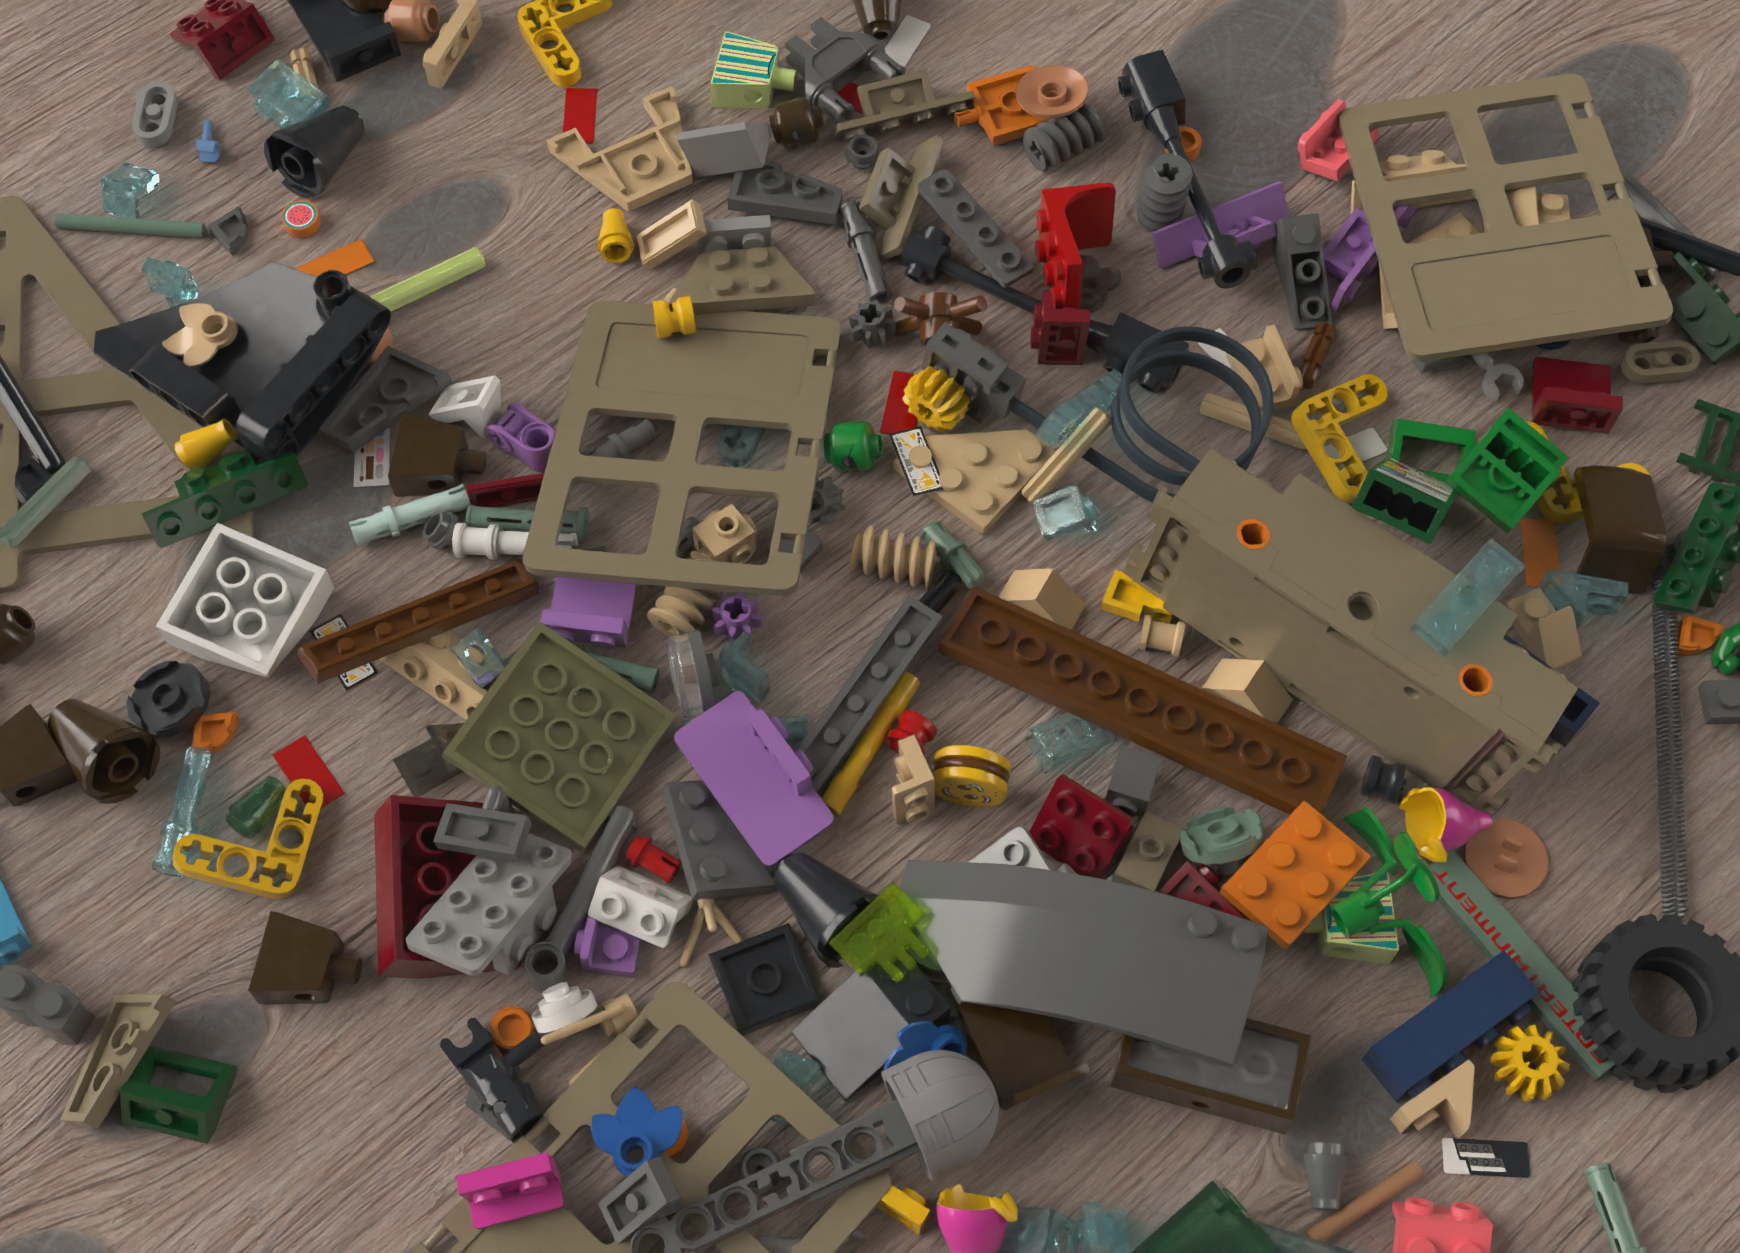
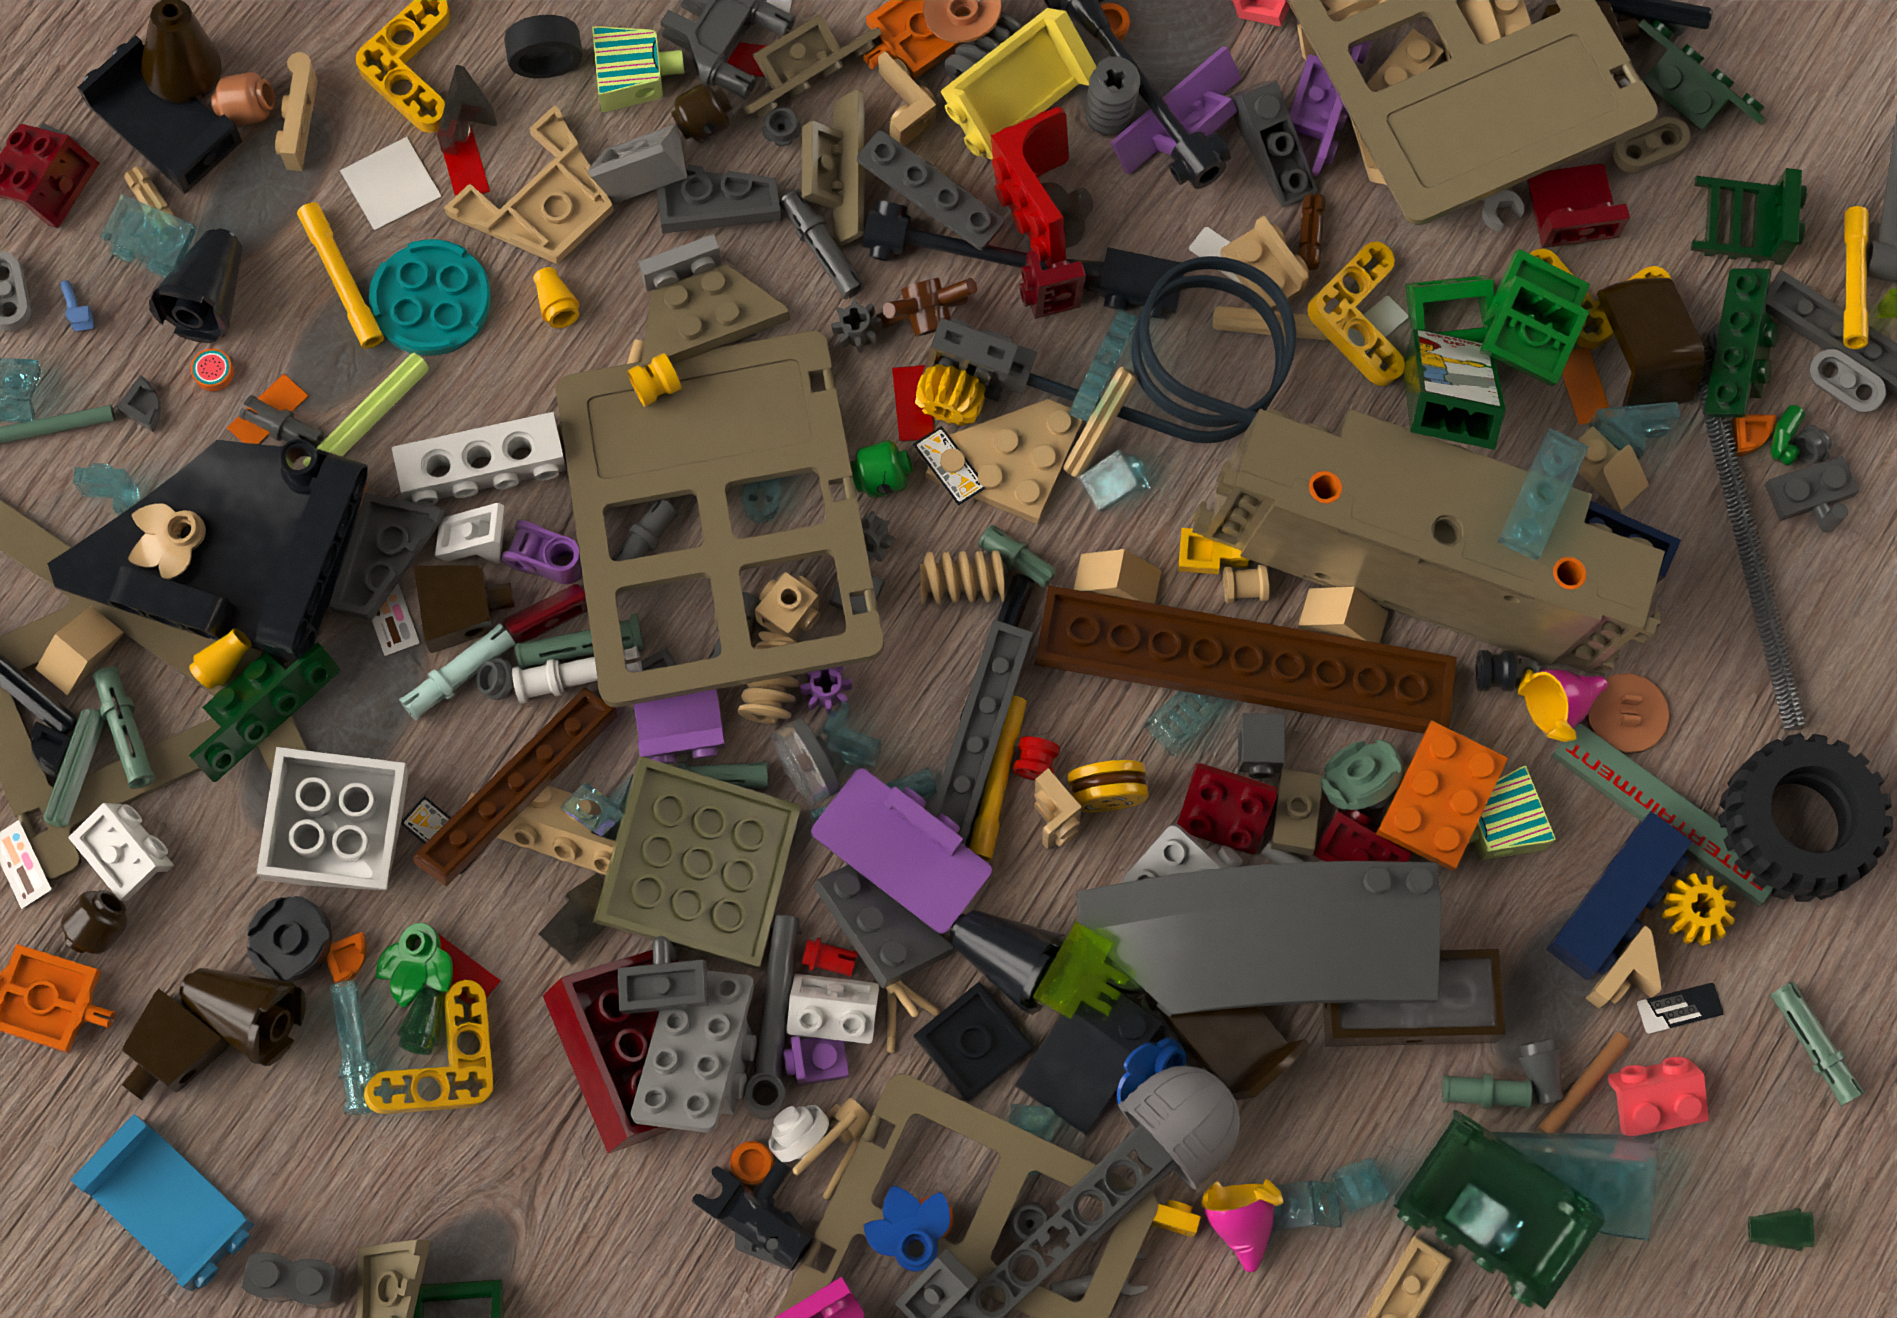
camera: 20 degrees left, 10 degrees up
(53, 579) = (120, 849): none -> white bracket
(89, 404) = (78, 649): none -> tan slope
(103, 449) = (109, 686): none -> sand green pin
(271, 751) = (413, 969): none -> green plate
(300, 963) = (528, 1163): dark brown torso -> none
(331, 262) = (279, 423): none -> dark grey pin
(442, 206) = (357, 311): none -> yellow piece
(509, 210) = (430, 297): none -> teal tile
(511, 116) = (390, 183): none -> white sticker
(516, 337) = (458, 450): none -> white brick
(590, 69) = (463, 105): none -> clear smoke slope
(671, 234) = (616, 283): tan tile -> none
(680, 19) = (543, 46): none -> black tyre
(987, 170) = (920, 114): none -> tan bracket
(1096, 152) = (1018, 79): none -> light yellow panel
(1261, 1178) = (1486, 1091): none -> sand green pin
(1363, 909) = (1515, 812): green plant -> none

